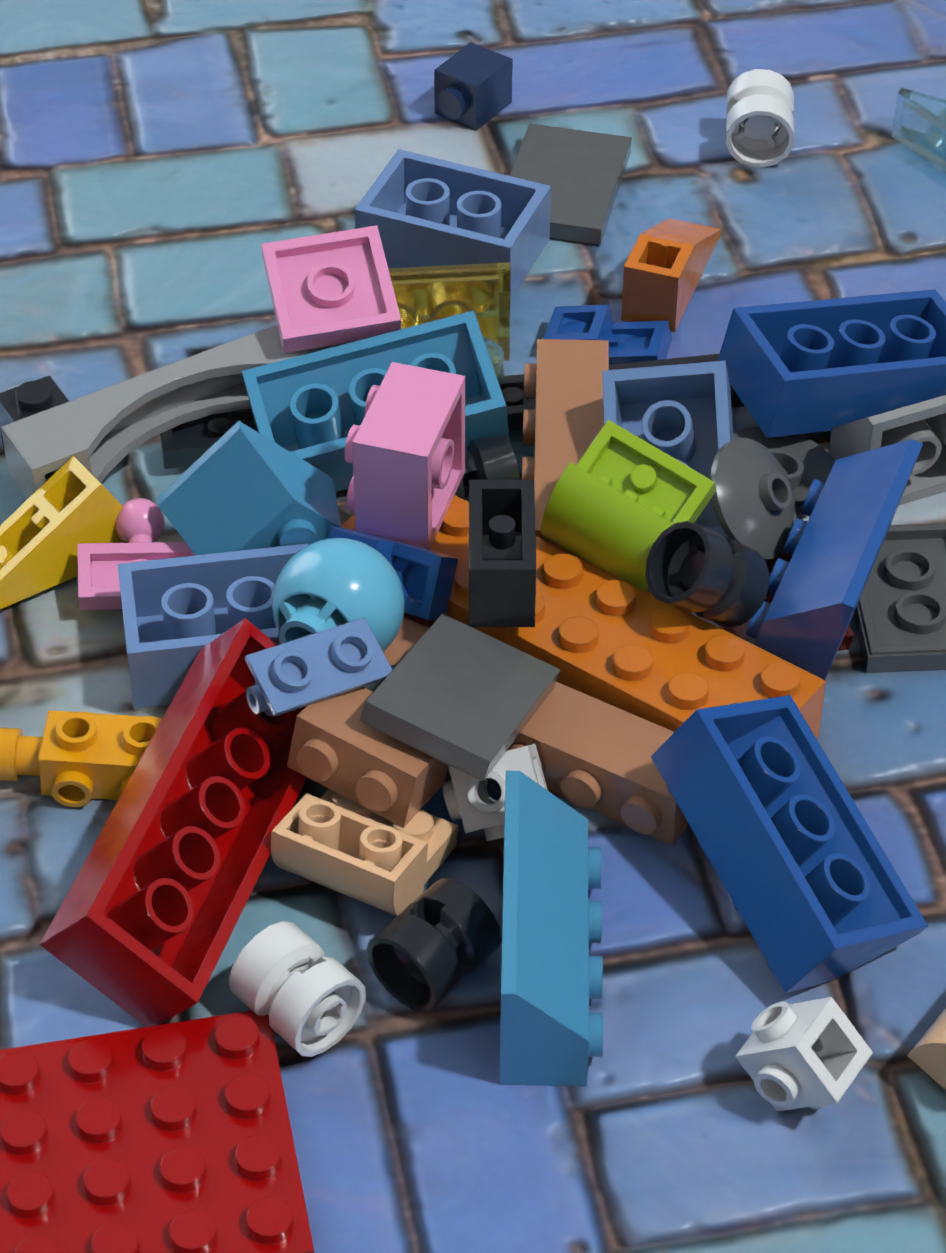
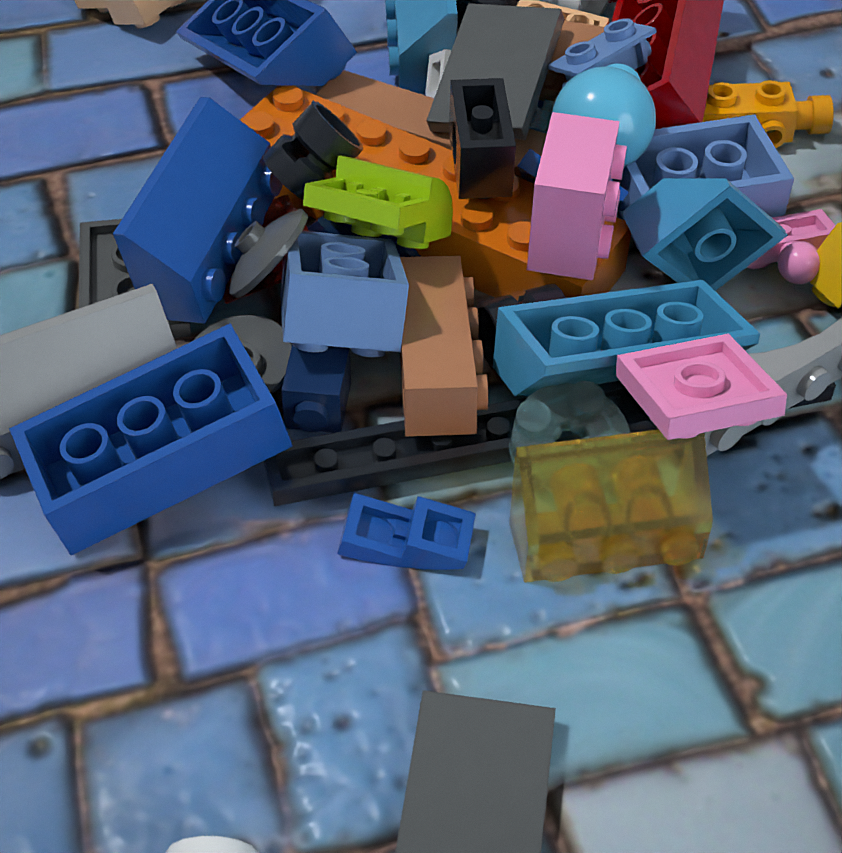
camera: 175 degrees right, 5 degrees up
(456, 215) = (600, 642): medium blue brick -> none
(665, 270) = (336, 617): orange slope -> none

